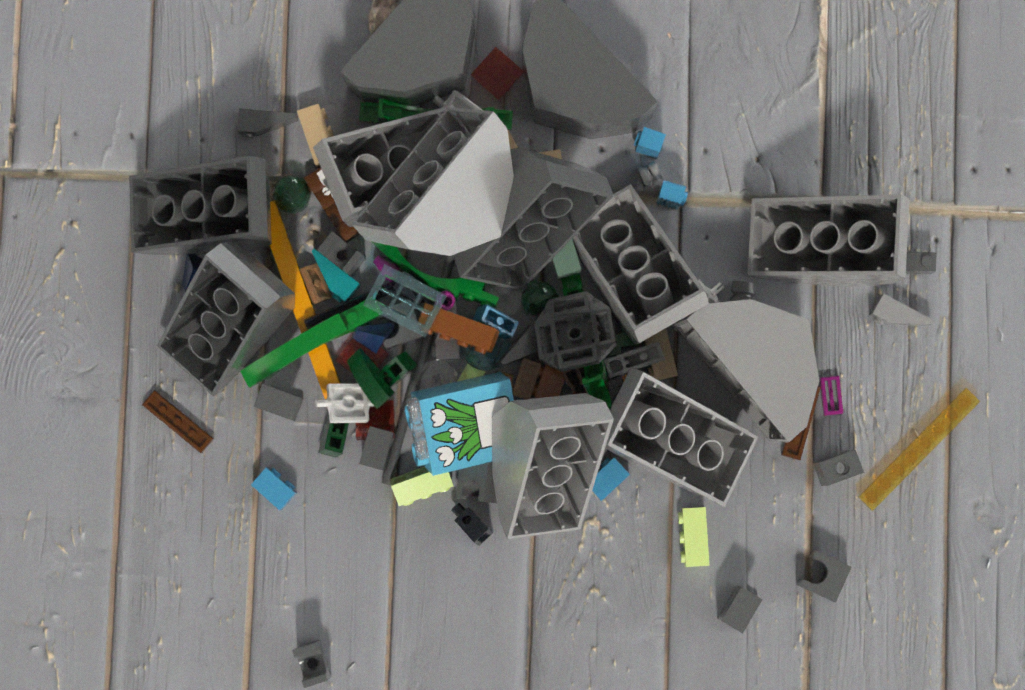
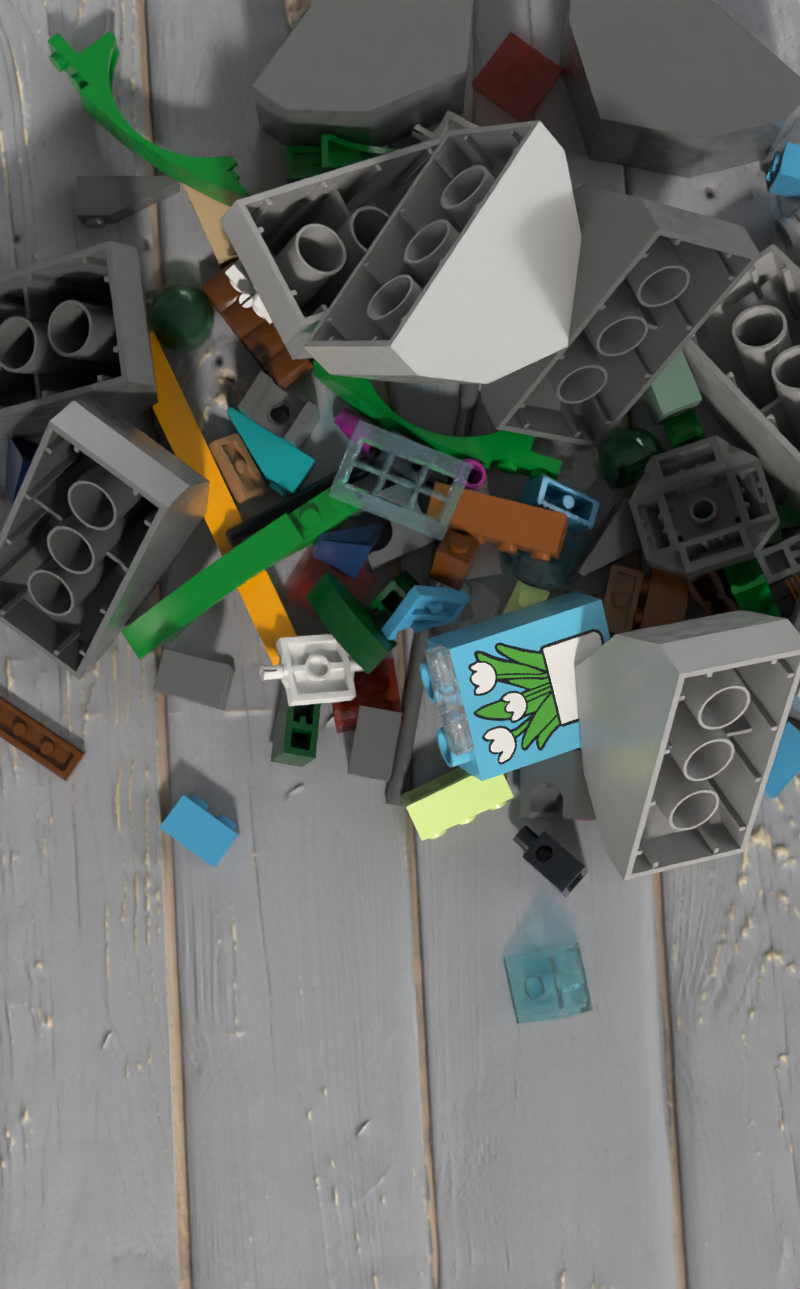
camera: 10 degrees left, 0 degrees up
(254, 51) = (92, 77): none -> green slope
(311, 675) = (300, 1151): dark grey piece -> none
(413, 374) = (426, 608): none -> dark azure wing
(431, 348) = (454, 559): none -> reddish brown brick
(463, 593) = (548, 983): none -> clear light blue slope

